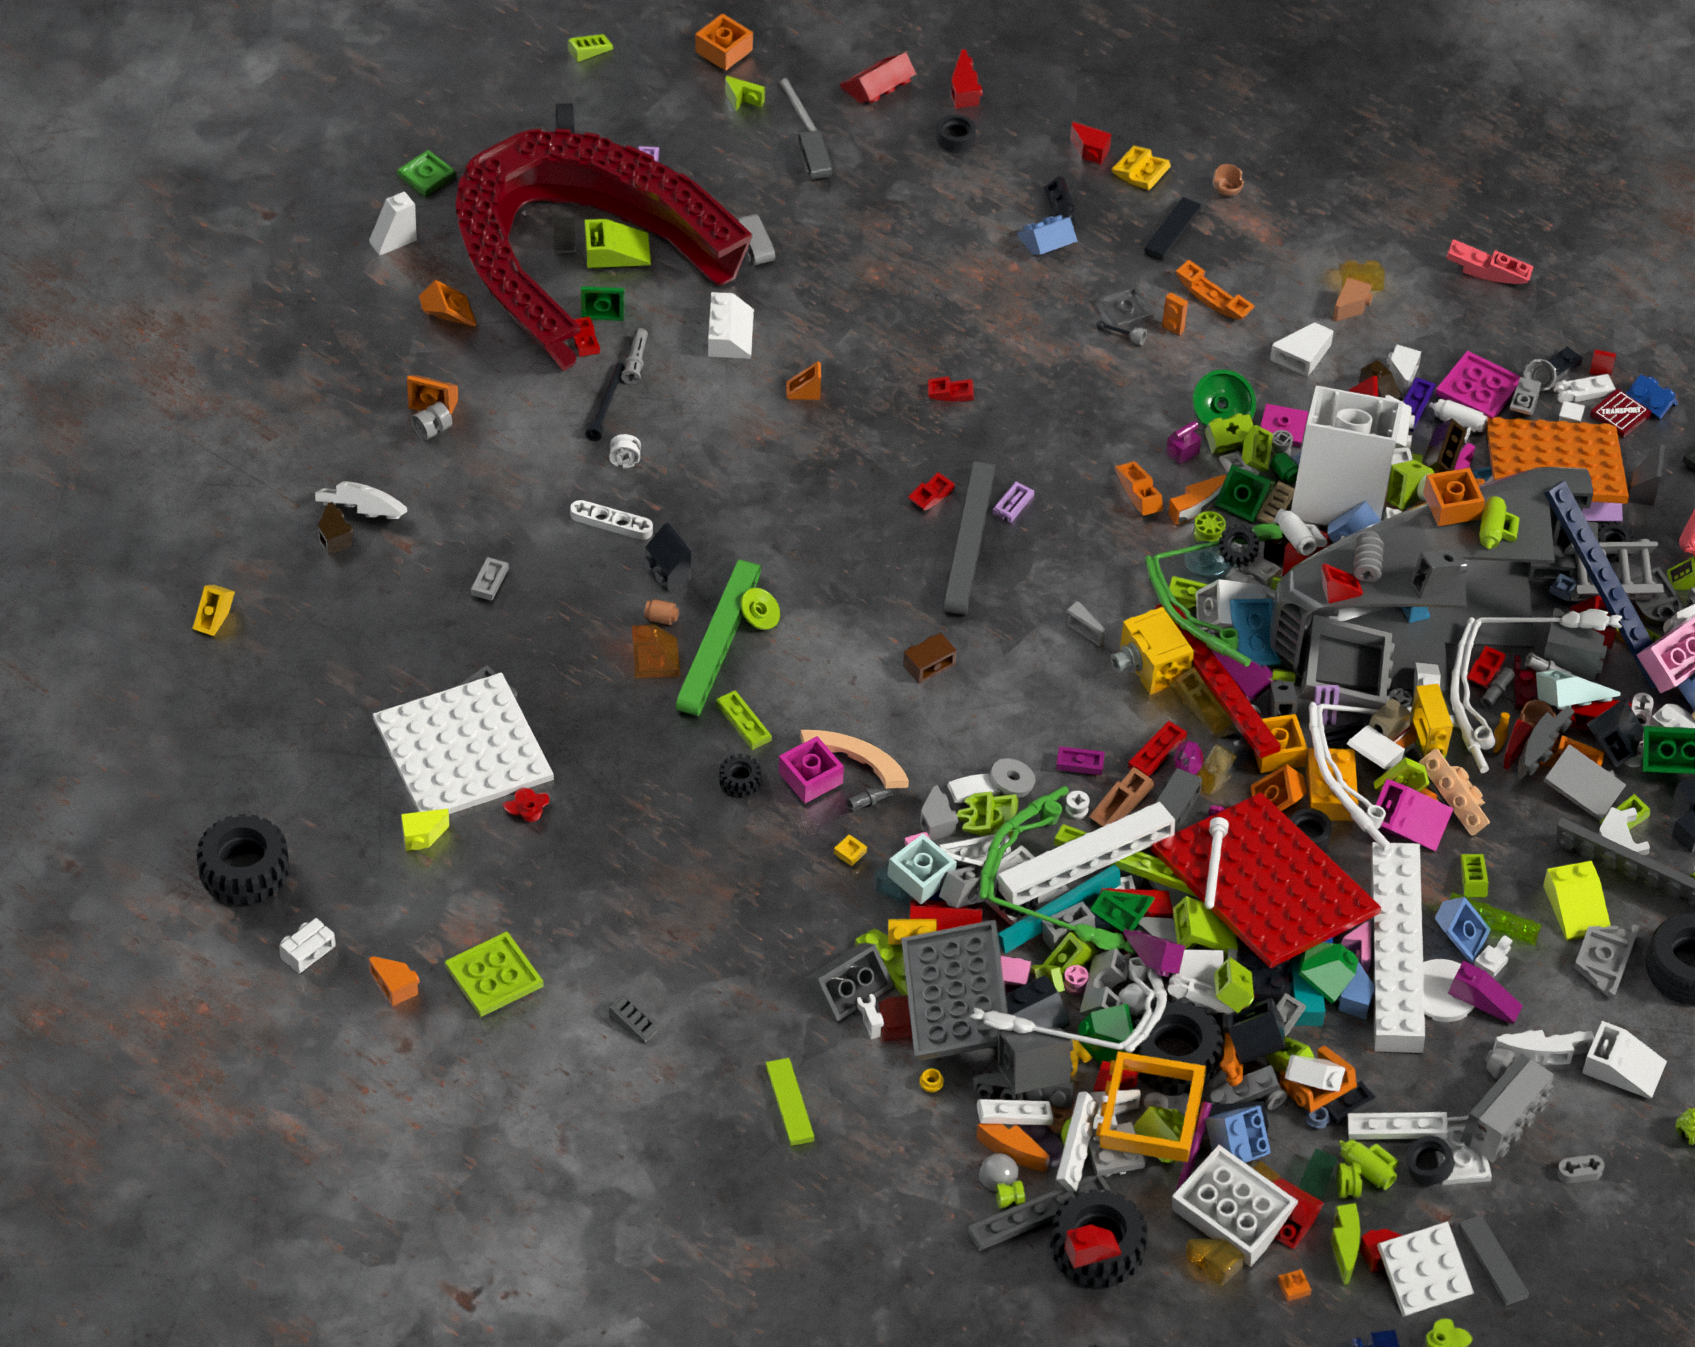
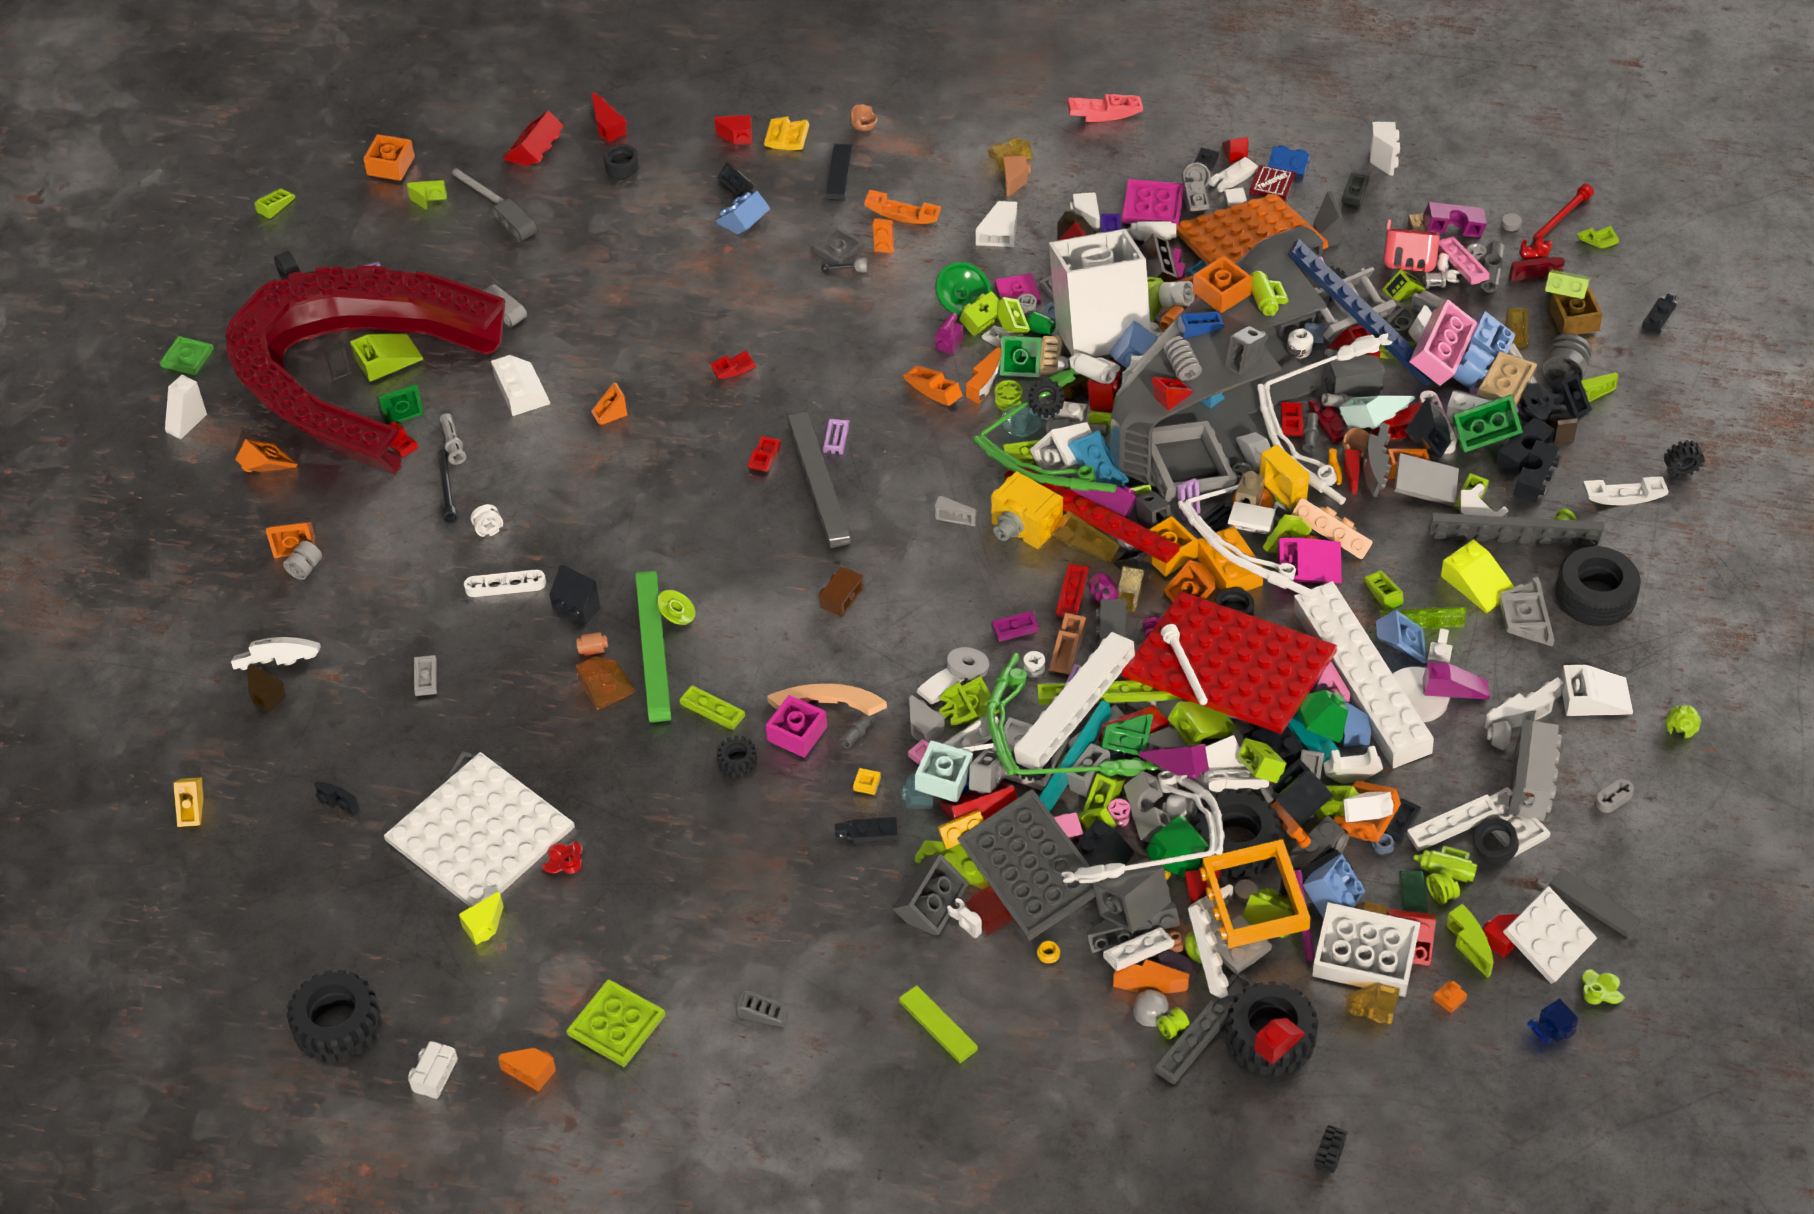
camera: 20 degrees left, 0 degrees up
(347, 660) = (334, 796): none -> black slope
(826, 896) = (868, 830): none -> black hinge
(1329, 1032) = (1353, 768): none -> white piece
(1399, 523) = (1192, 323): none -> blue slope
(1541, 592) = (1300, 343): none -> white head

